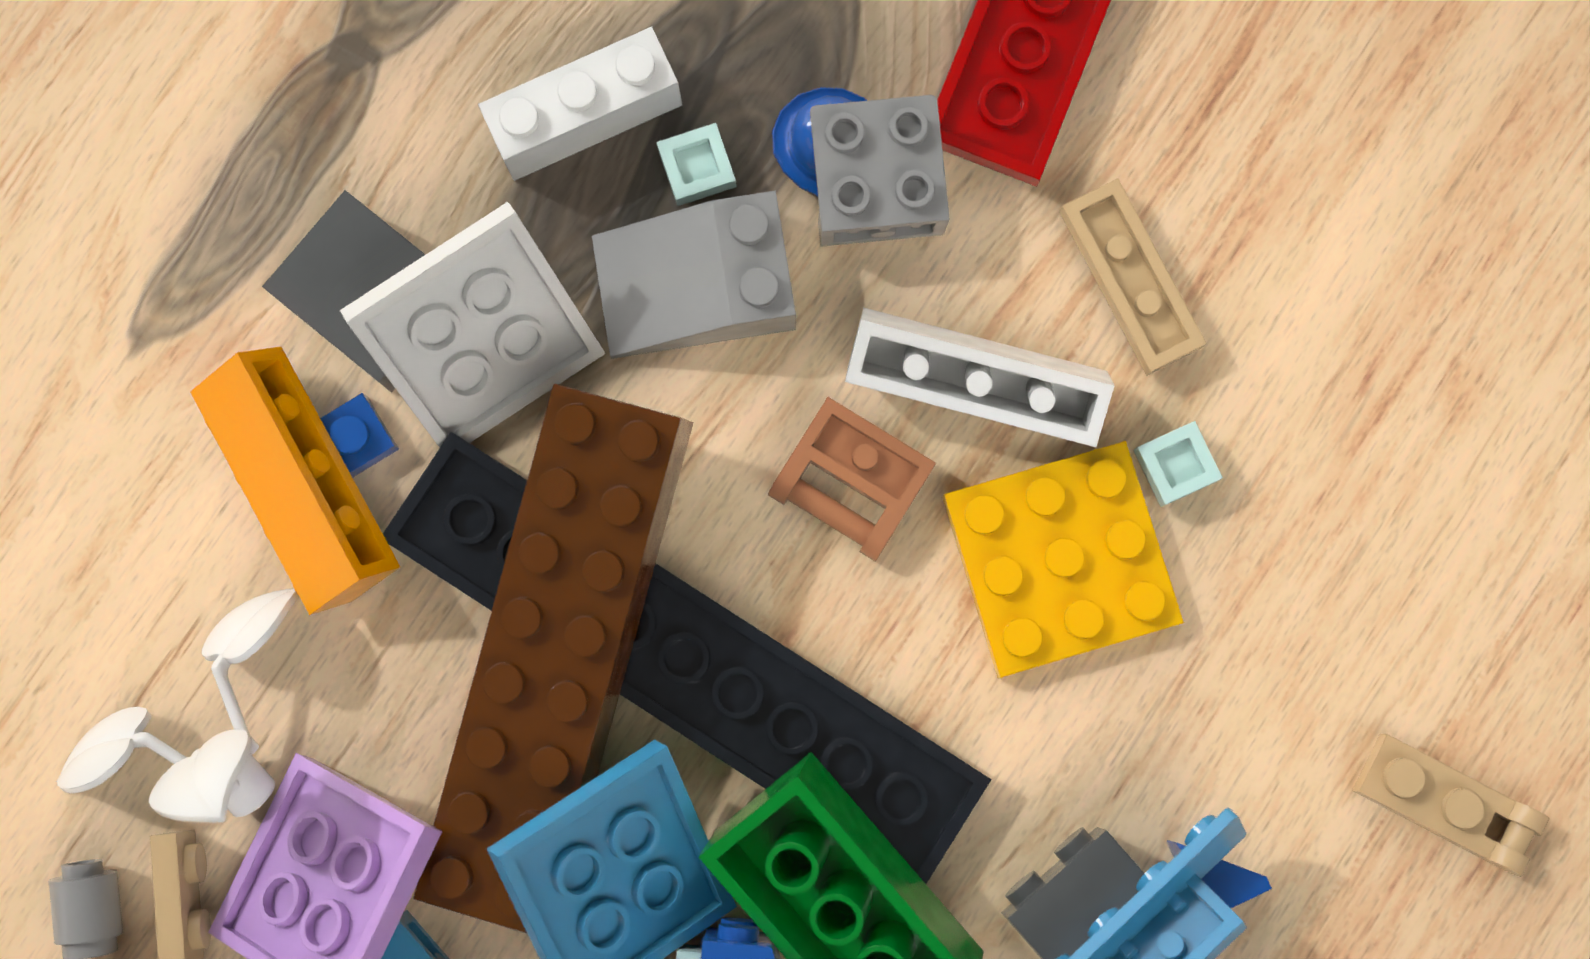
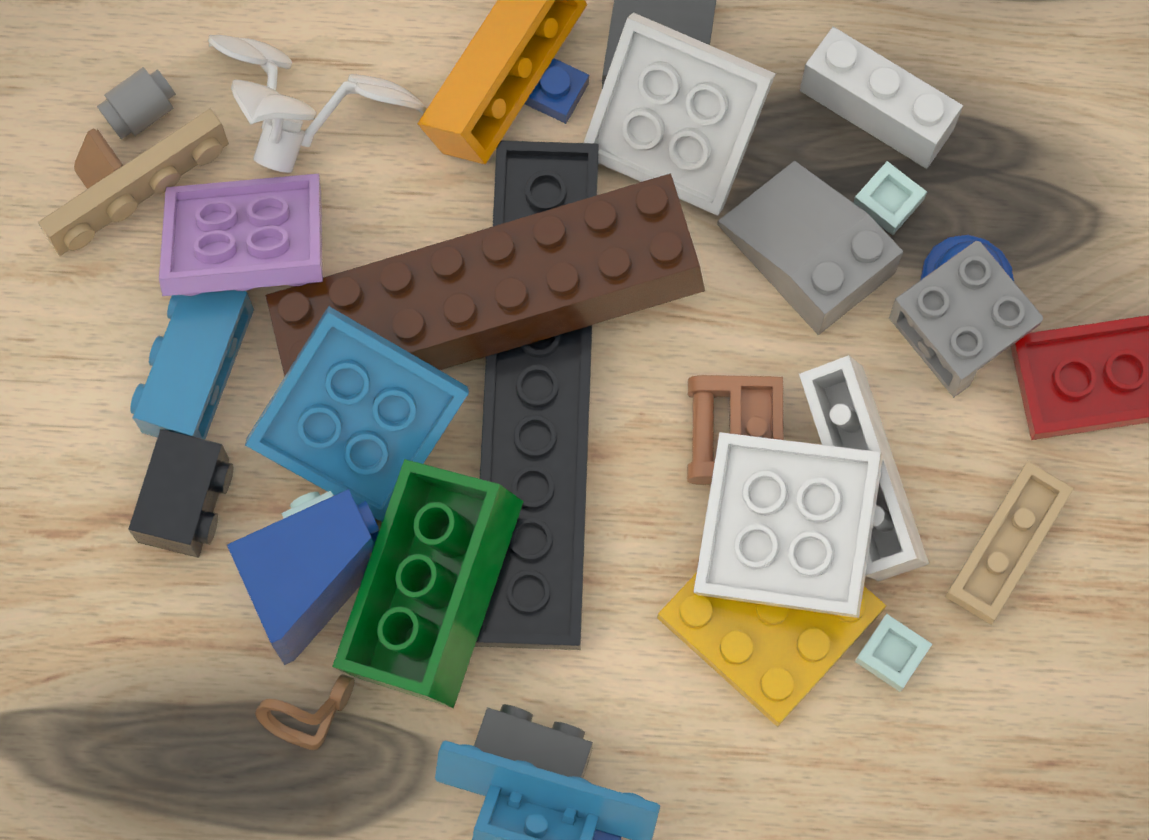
camera: 60 degrees right, 10 degrees down
(1002, 493) = (789, 524): none -> white plate

